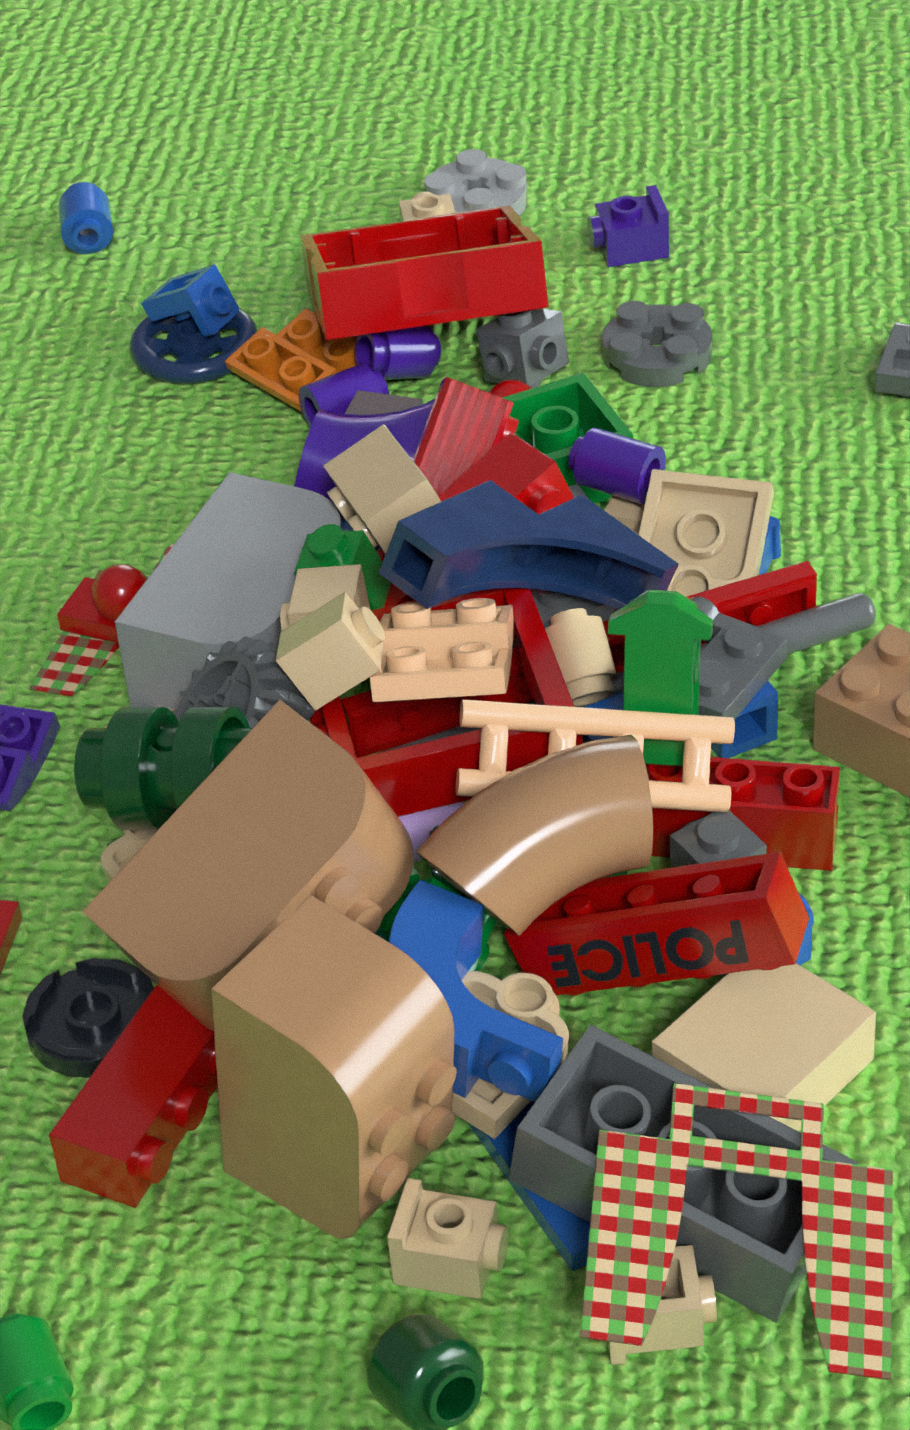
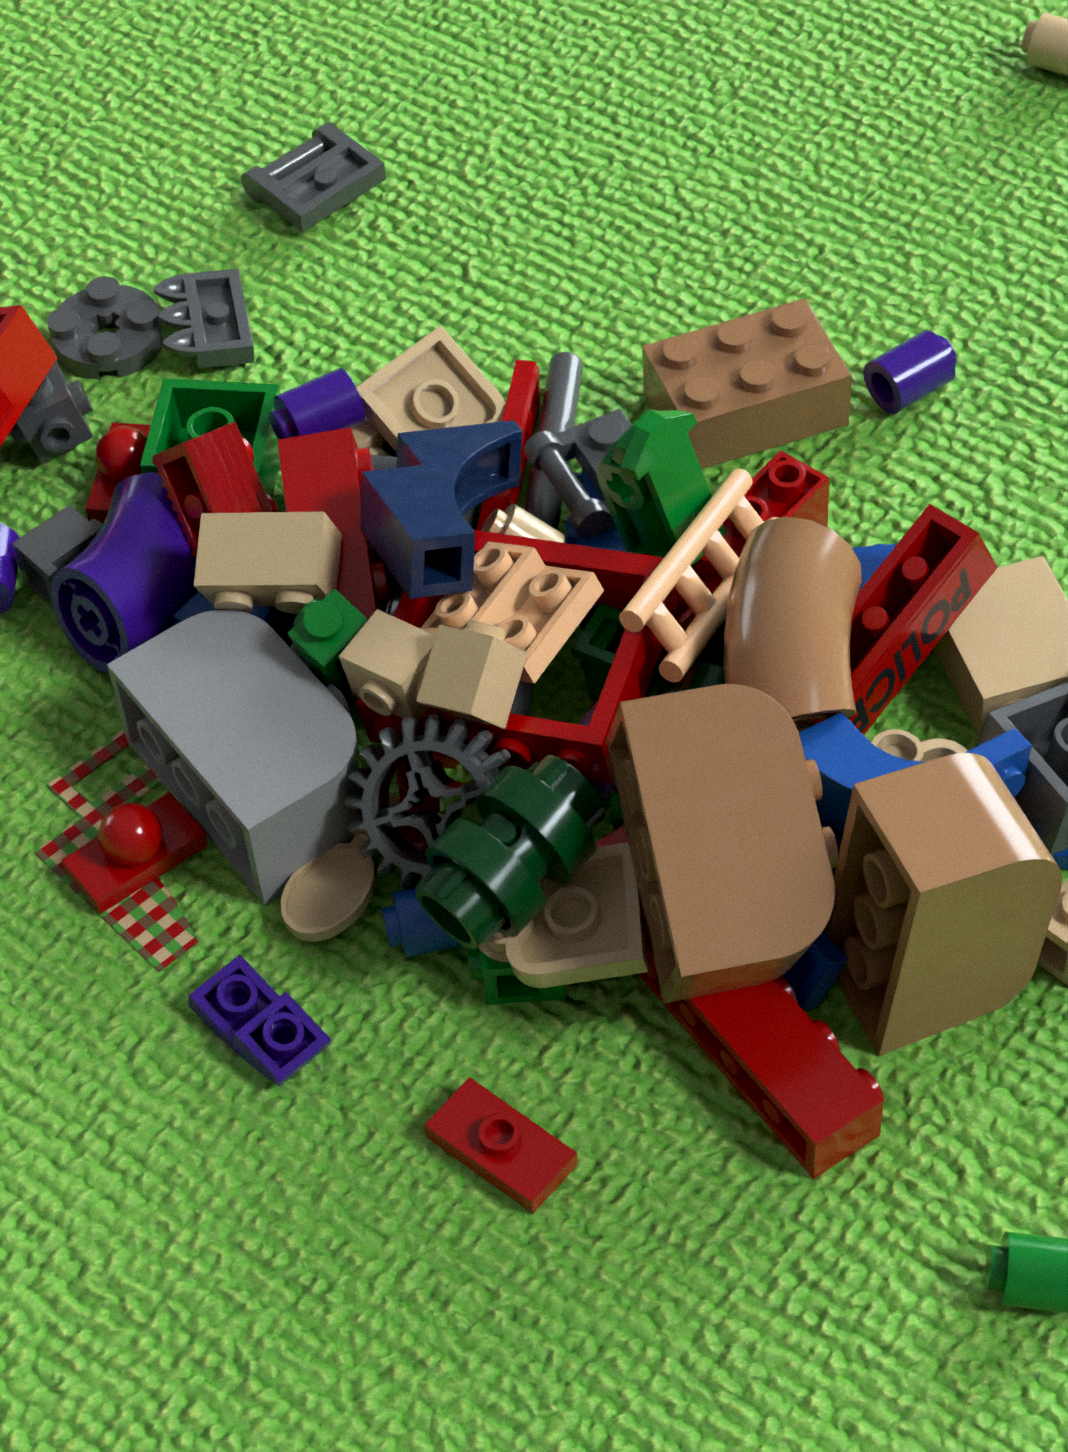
camera: 60 degrees left, 10 degrees up
(82, 1013) = (645, 1079): black tile -> none
(715, 385) = (210, 318): none -> dark grey plate

